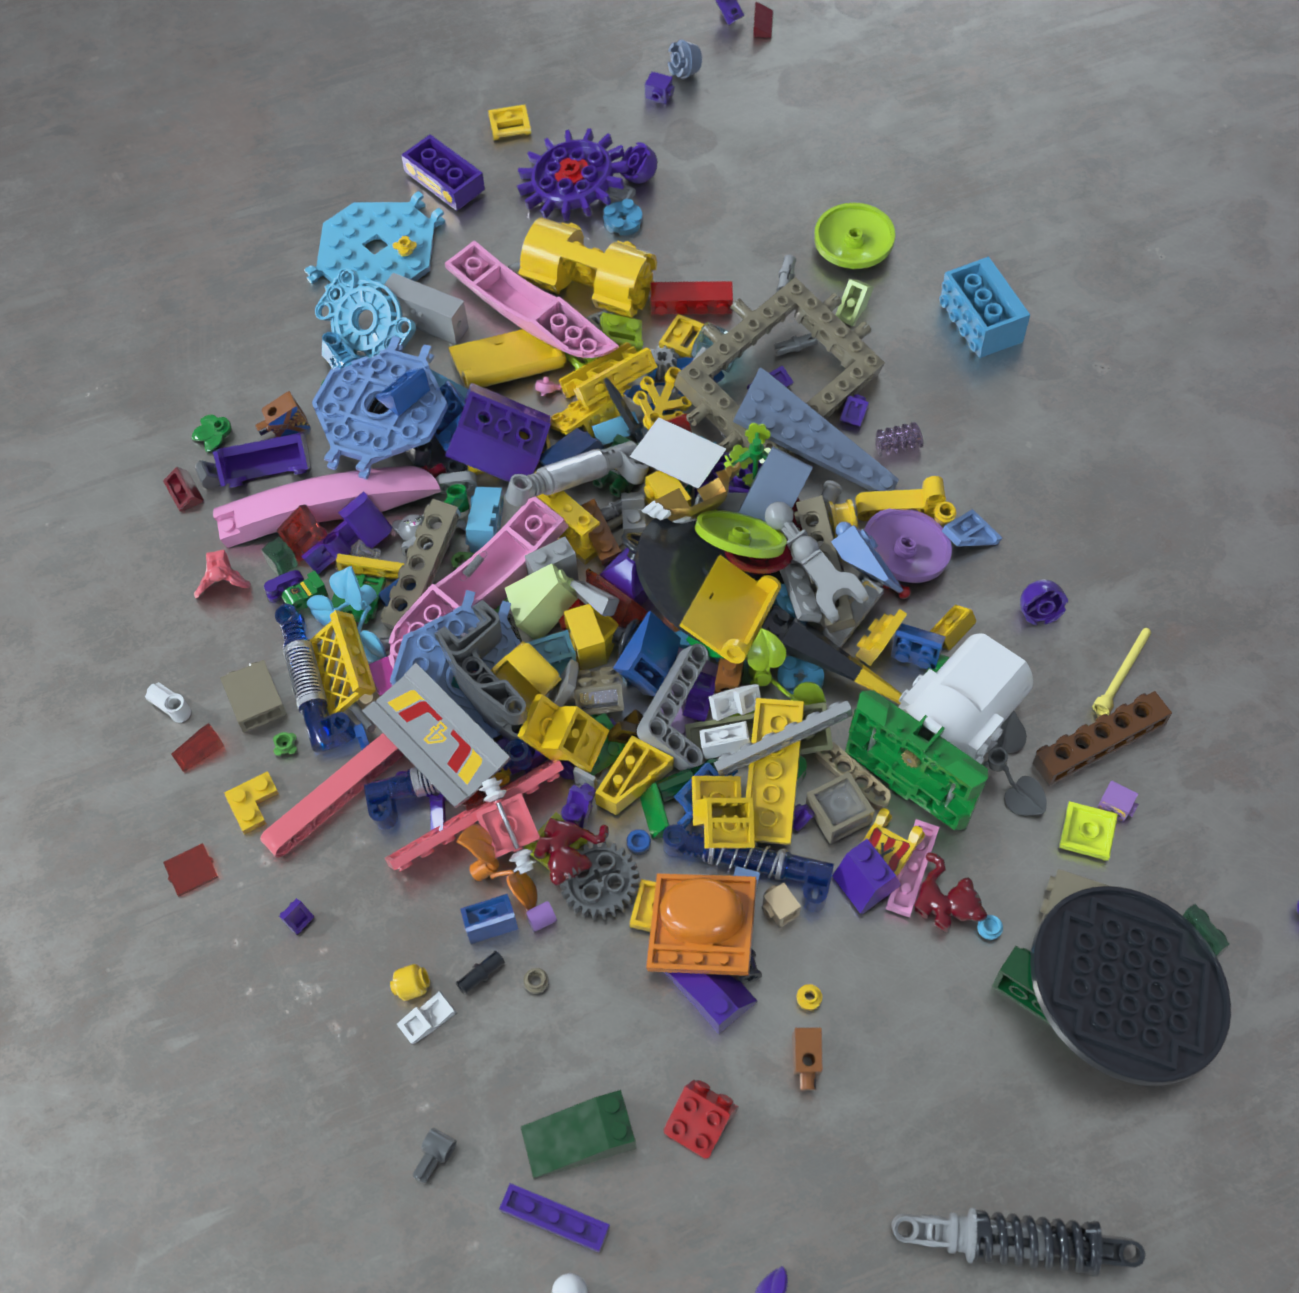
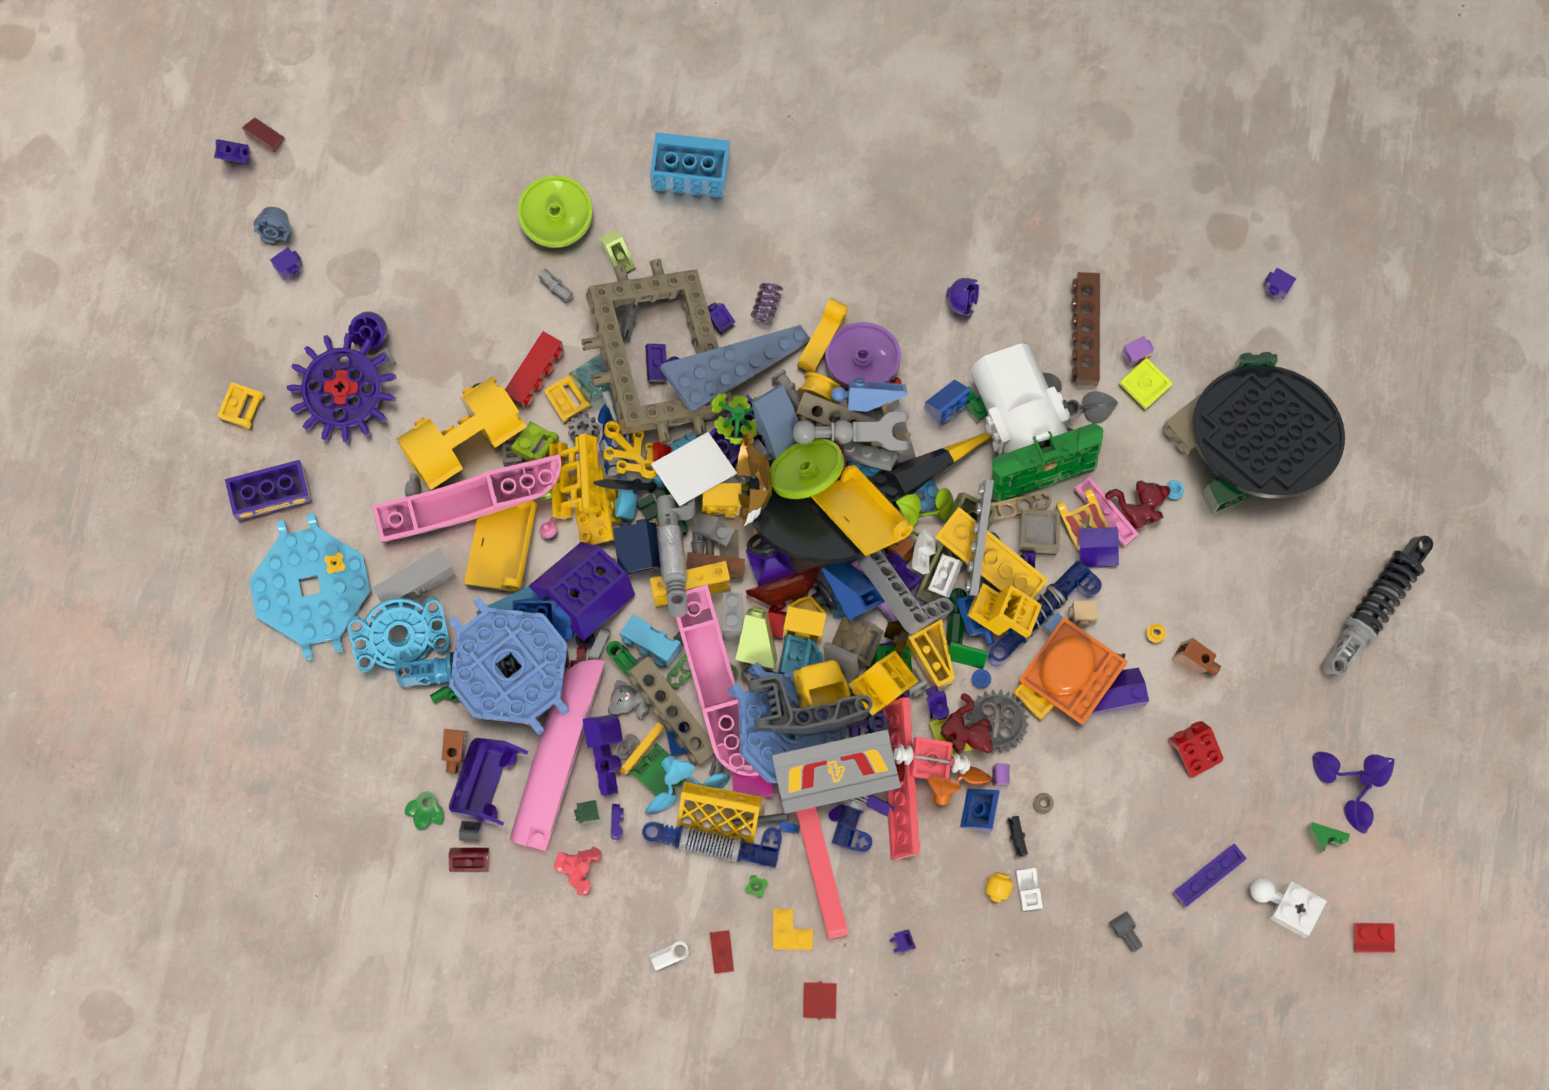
camera: 65 degrees left, 15 degrees up
(253, 696) = (702, 889): dark tan brick -> none
(297, 526) = (577, 783): clear red plate -> none
(302, 592) = (633, 809): green leg -> none
(405, 391) = (512, 640): blue slope -> none
(475, 563) = (700, 673): light grey piece -> none
(579, 1135) = (1165, 831): dark green slope -> none
(597, 598) = (783, 599): light grey slope -> none
(623, 209) = (417, 381): dark azure plate -> none
(880, 634) = (928, 422): yellow plate -> none
(944, 513) = (854, 314): yellow cone -> none
(954, 625) = (941, 367): yellow slope -> none
(971, 531) = (875, 304): medium blue wing -> none
(1105, 704) = (1062, 309): light yellow piece -> none

